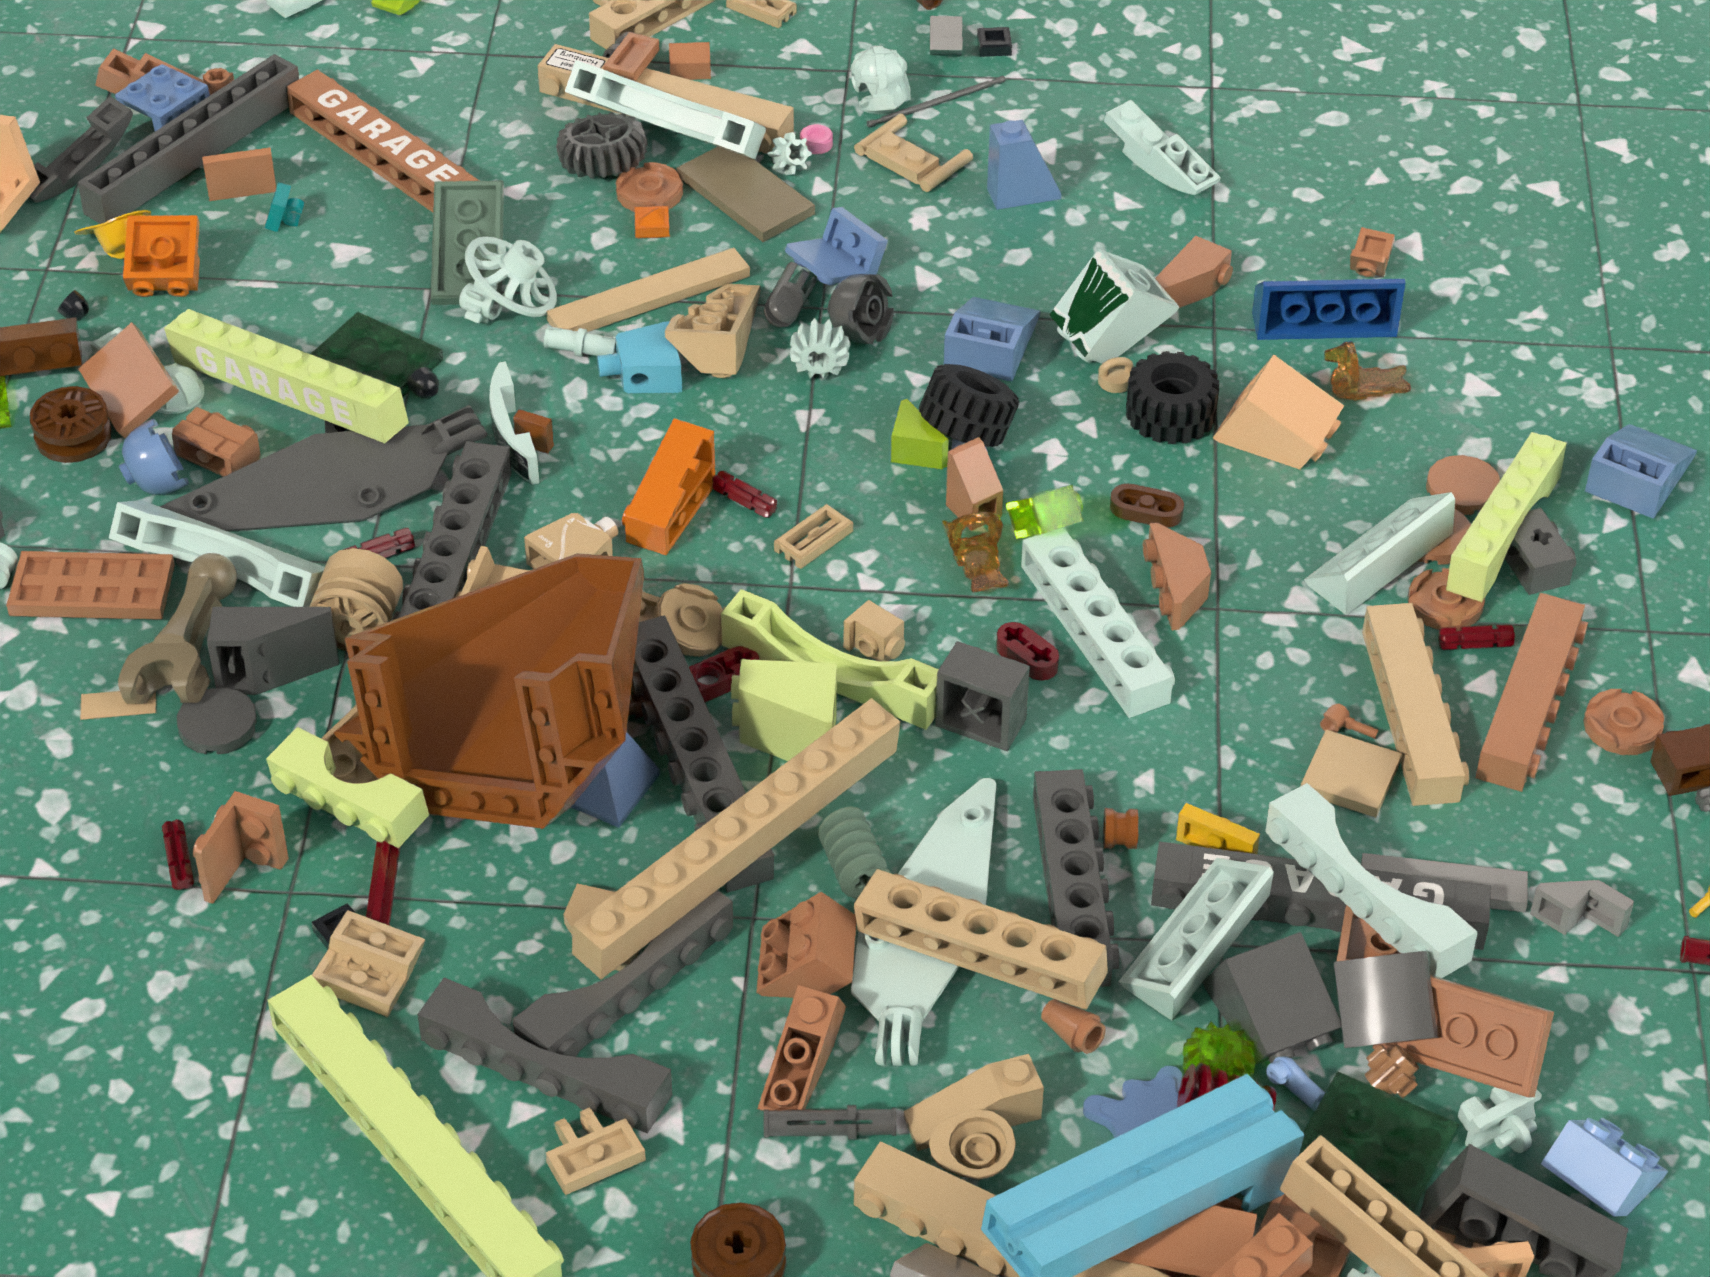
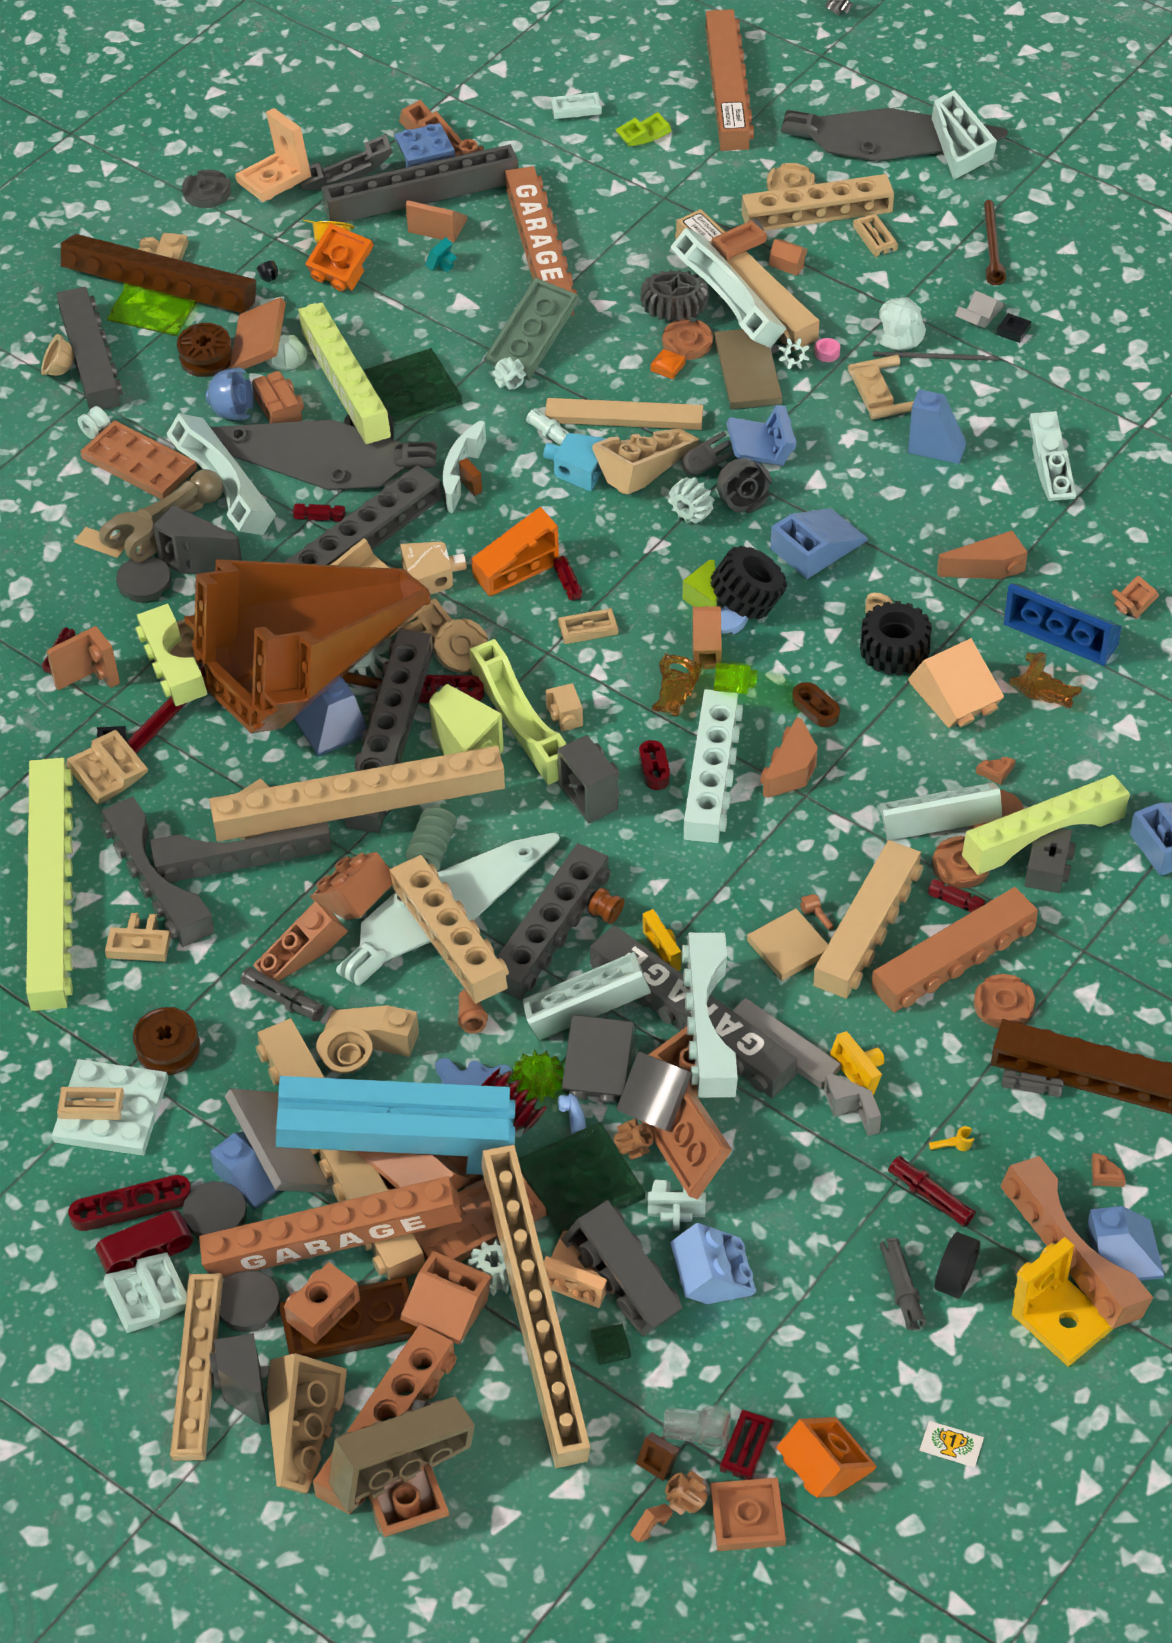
camera: 35 degrees right, 5 degrees up
(359, 590) = (270, 535): tan wheel -> none
(423, 383) = (432, 414): black hinge -> none
(520, 266) = (541, 359): light aqua wheel -> none
(1111, 307) = (906, 556): light aqua slope -> none
(1391, 488) = (997, 769): none -> nougat tile
(1466, 478) = (1043, 784): nougat tile -> none
(1545, 859) = (857, 1064): none -> yellow tile

